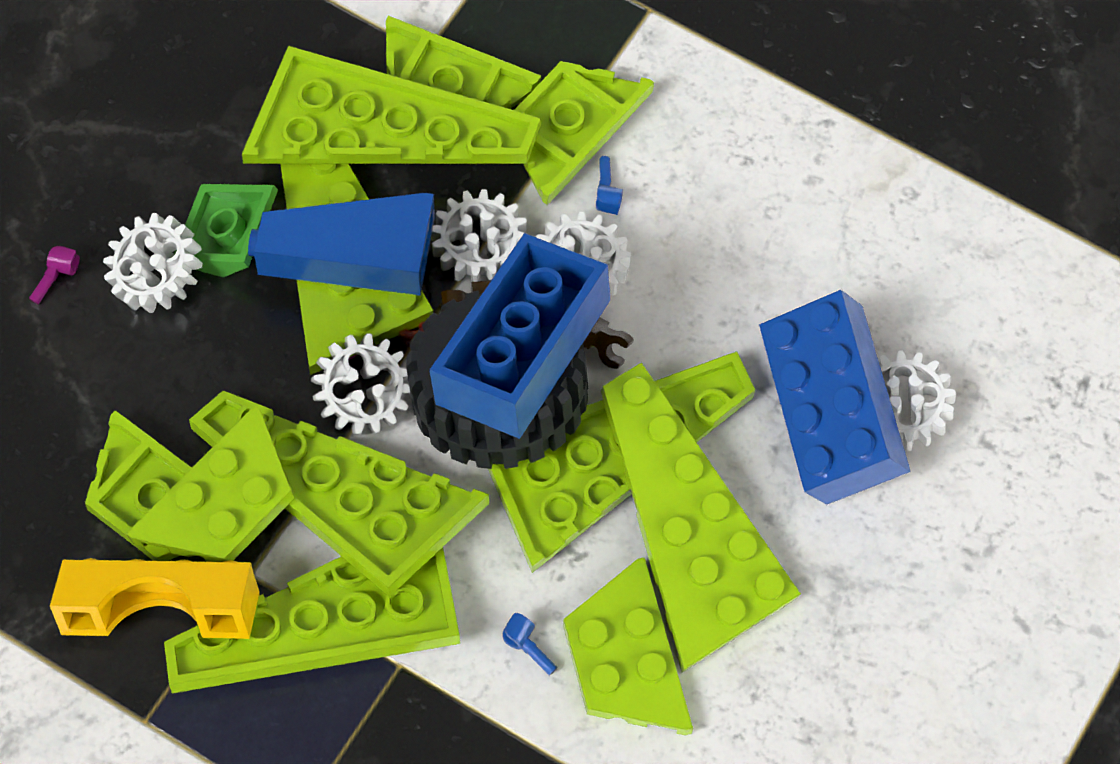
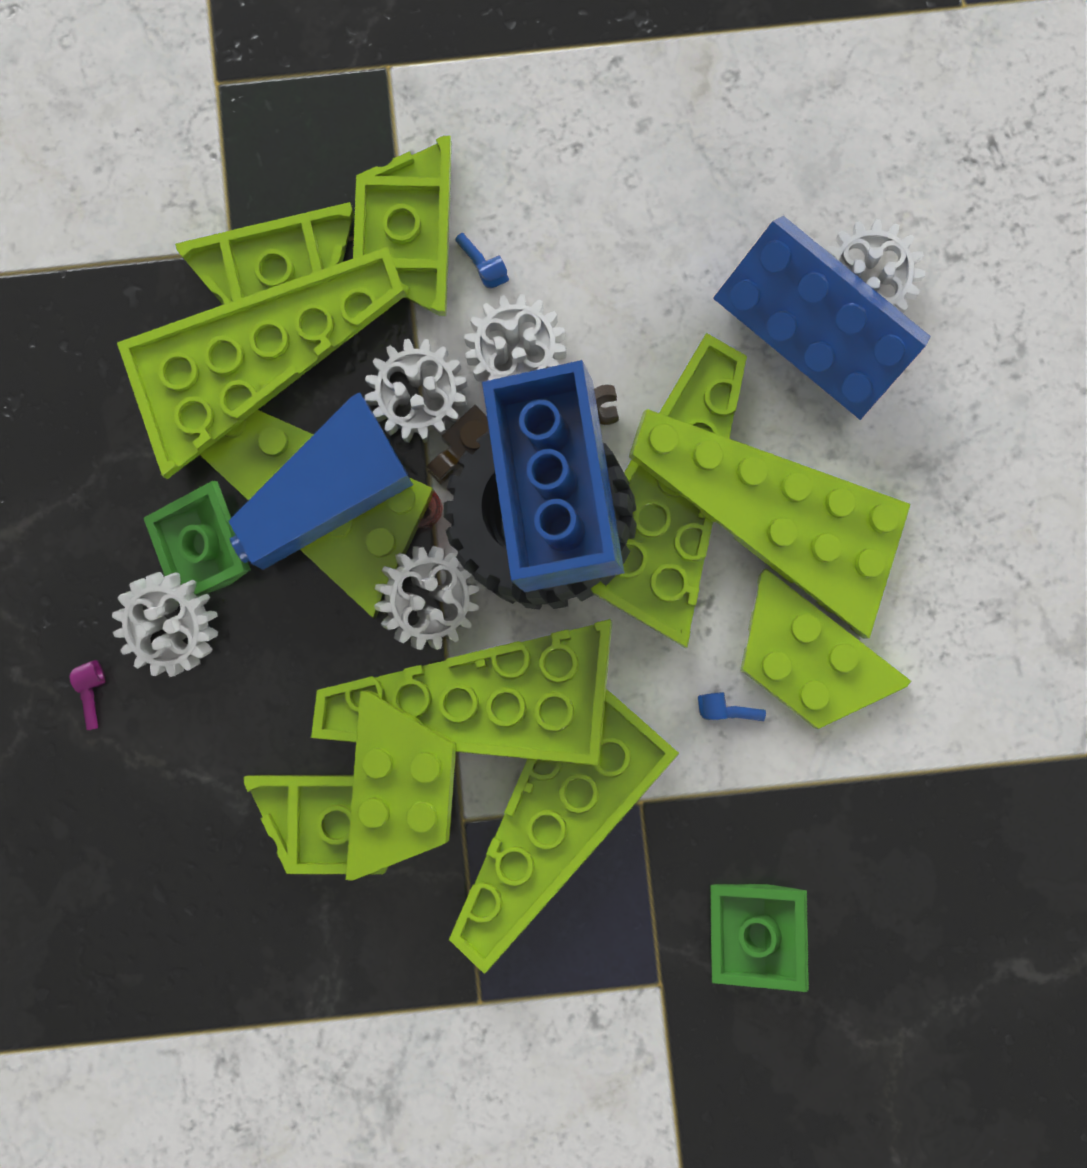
camera: 30 degrees left, 20 degrees up
(99, 594) = (364, 944): yellow arch -> none

